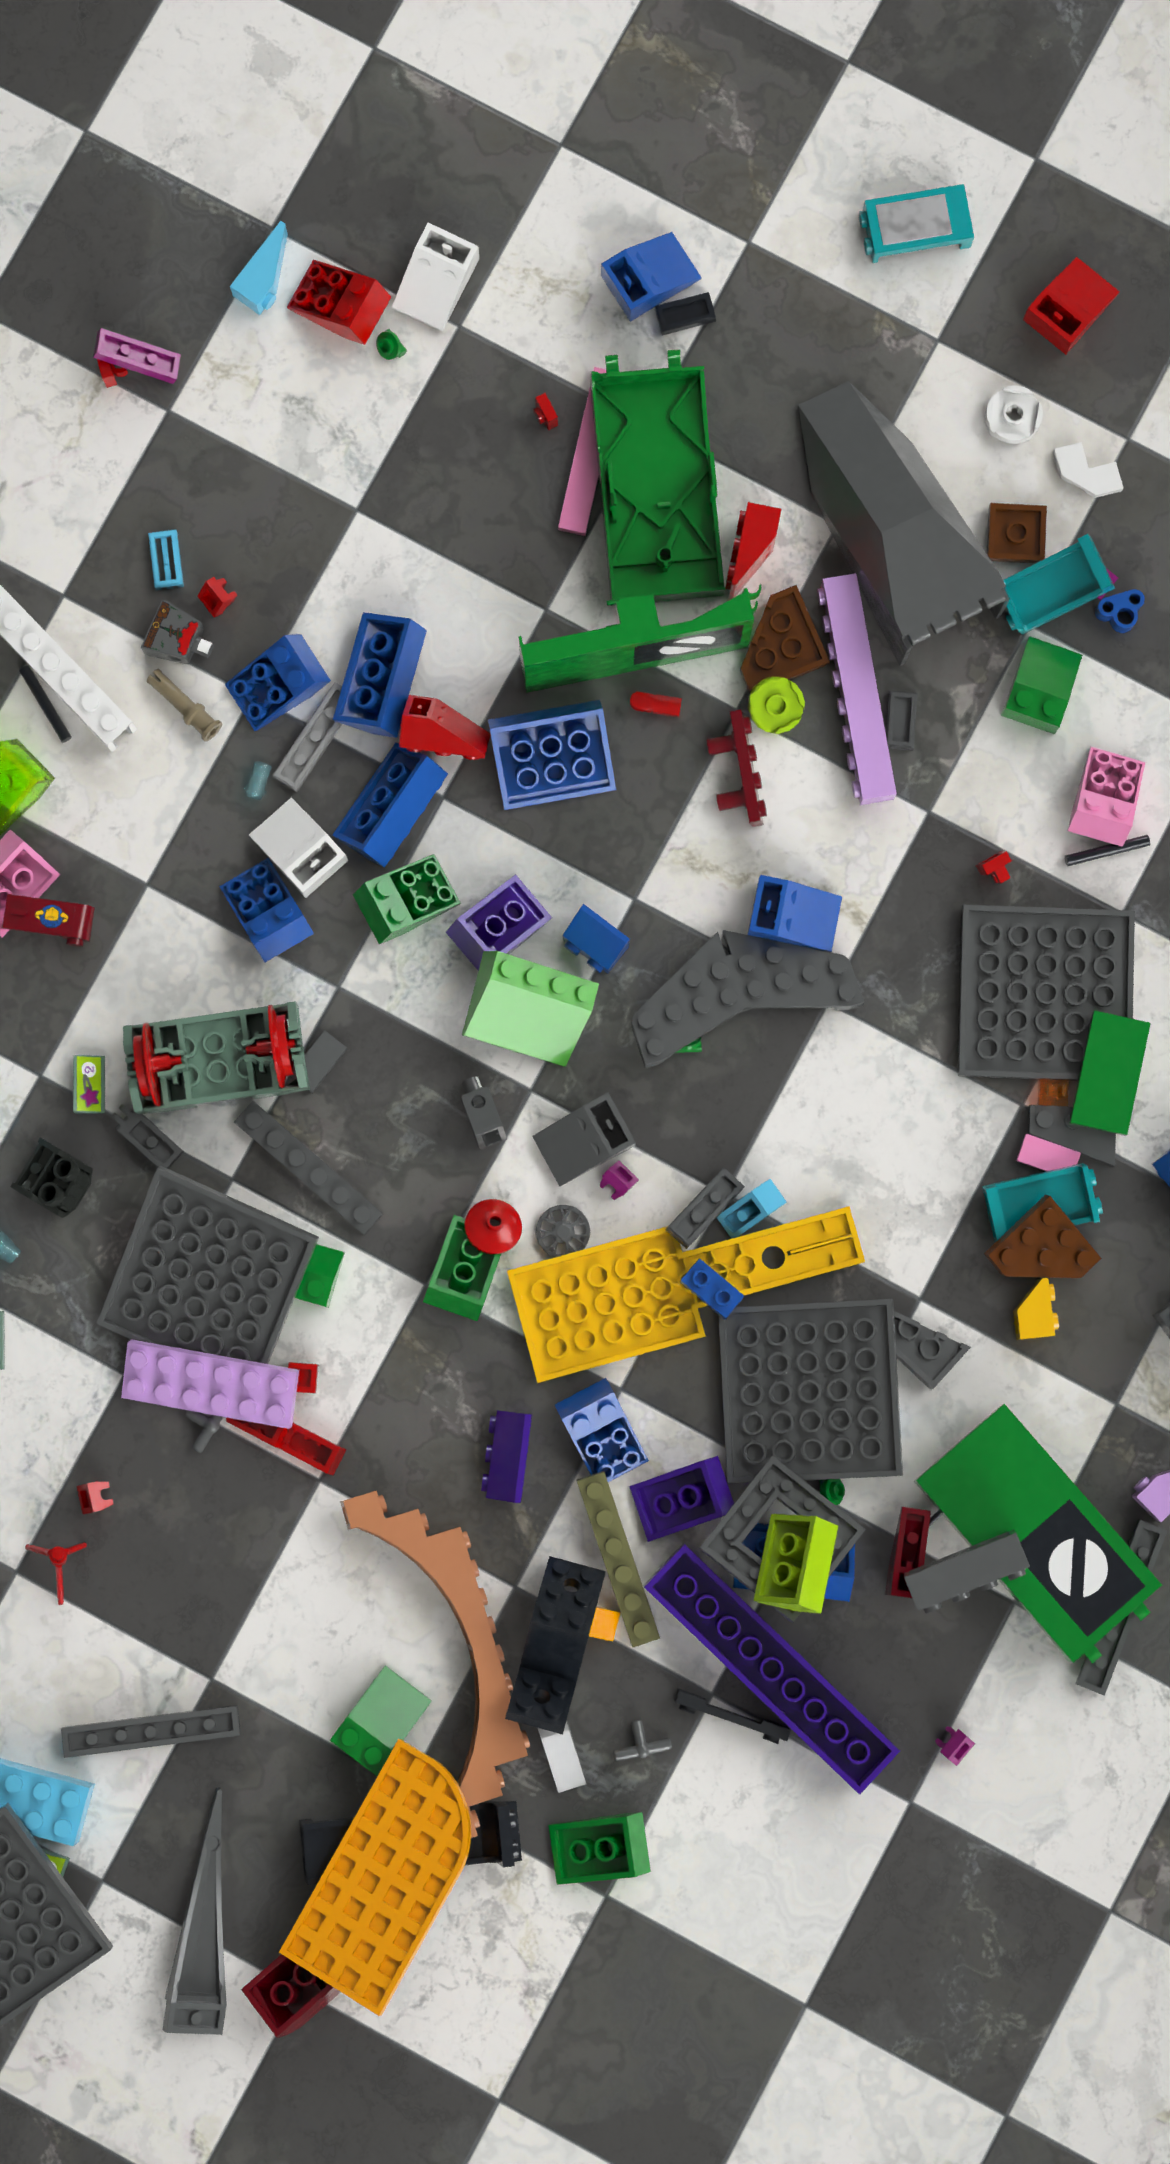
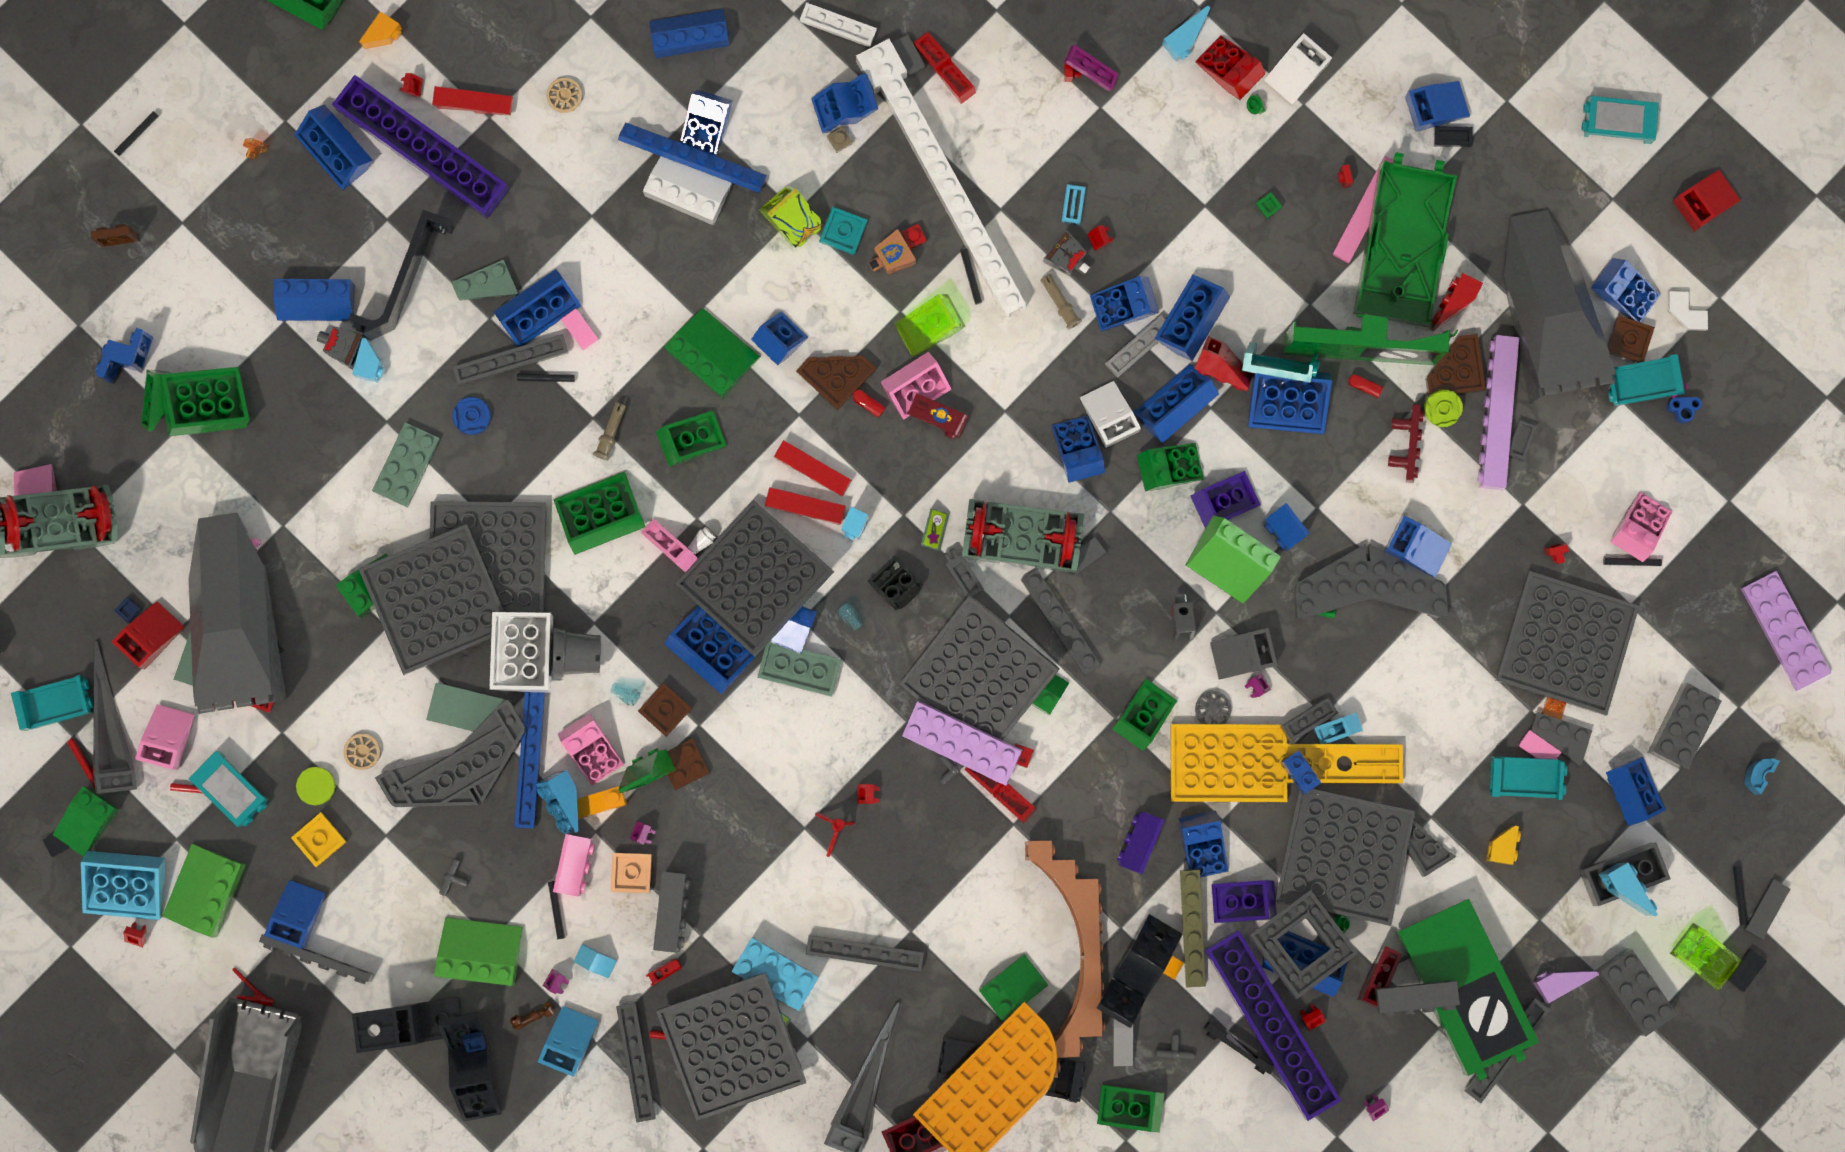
camera: 15 degrees right, 0 degrees up
(258, 781) = (1095, 363): clear light blue pin -> none
(447, 484) = (1268, 205): none -> green plate
(493, 1238) = (1162, 696): red dish -> none
(521, 711) = (1279, 367): none -> teal panel
(796, 1562) = (1309, 961): lime slope -> none
(829, 1641) = (1313, 1019): none -> red tile
(991, 463) = (1626, 289): none -> blue slope
(1000, 424) = (1658, 256): white plate -> none
(1042, 685) = (1619, 443): green slope -> none
(1043, 1246) = (1521, 805): reddish brown plate -> none
(1110, 1073) = (1594, 706): green tile -> none

